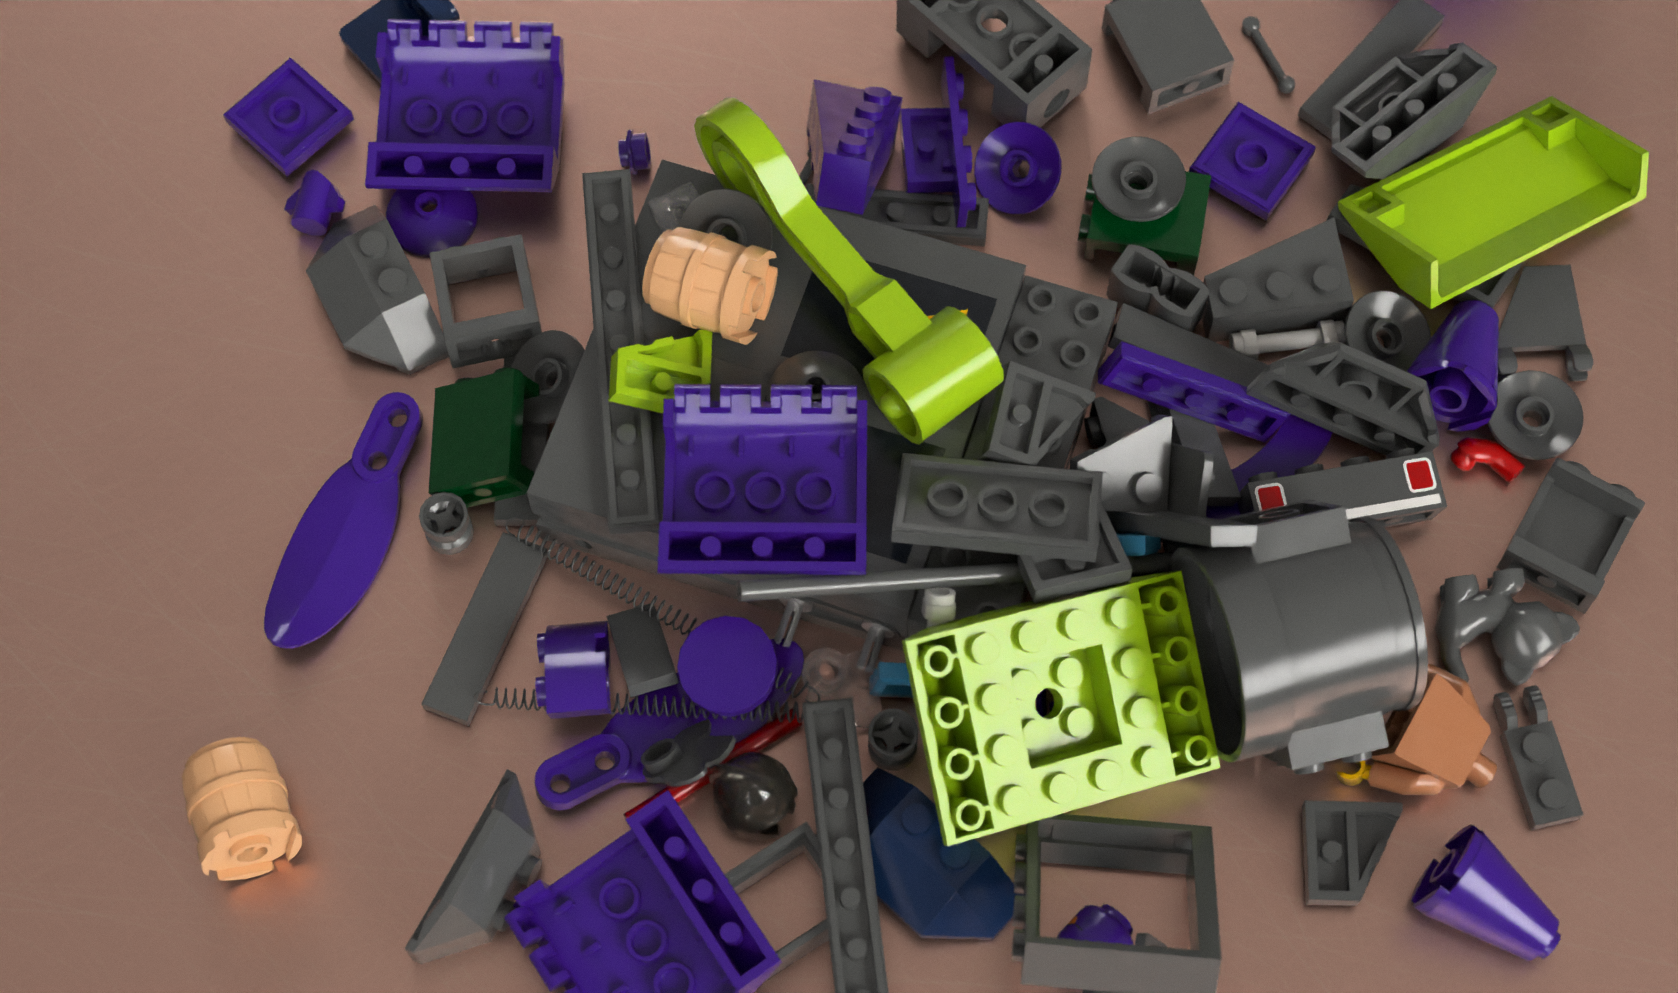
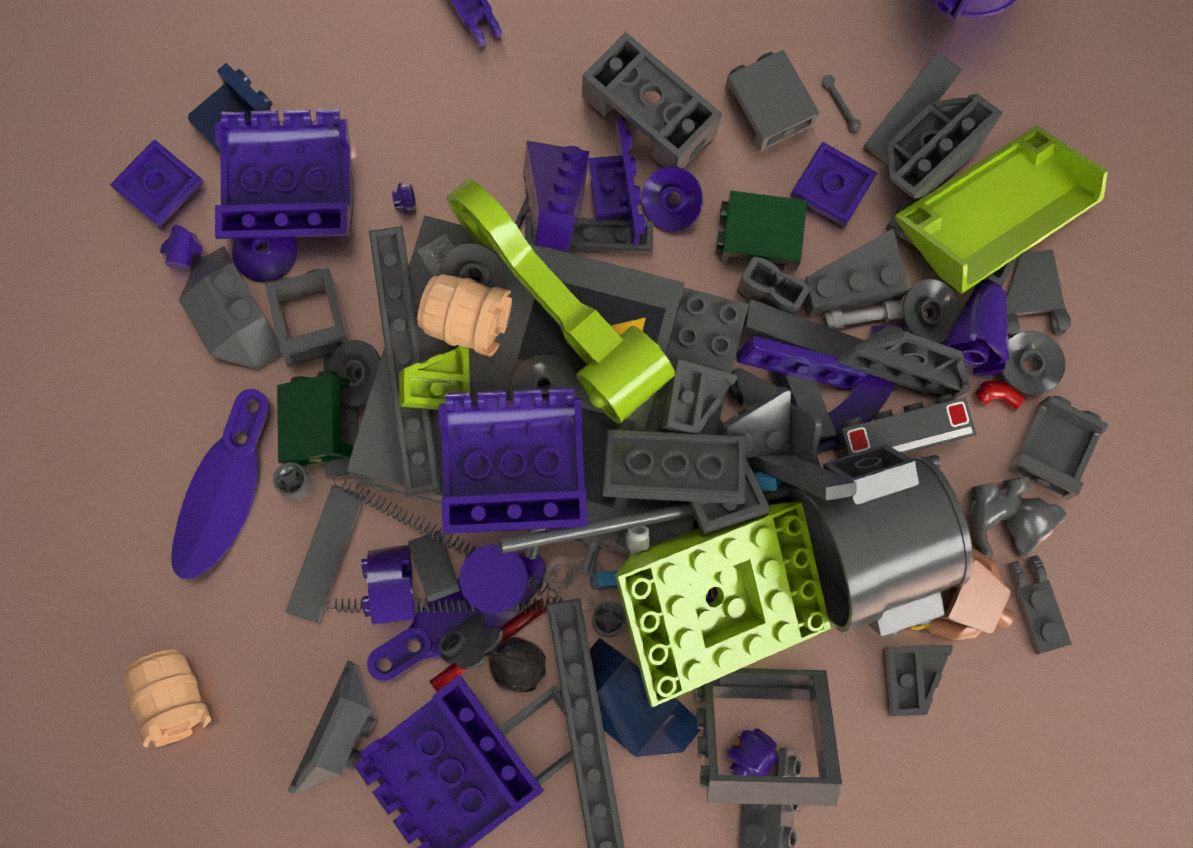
camera: 10 degrees left, 10 degrees up
(1141, 162) = (763, 195): dark grey dish -> none
(1486, 898) = (1008, 708): dark purple cone -> none

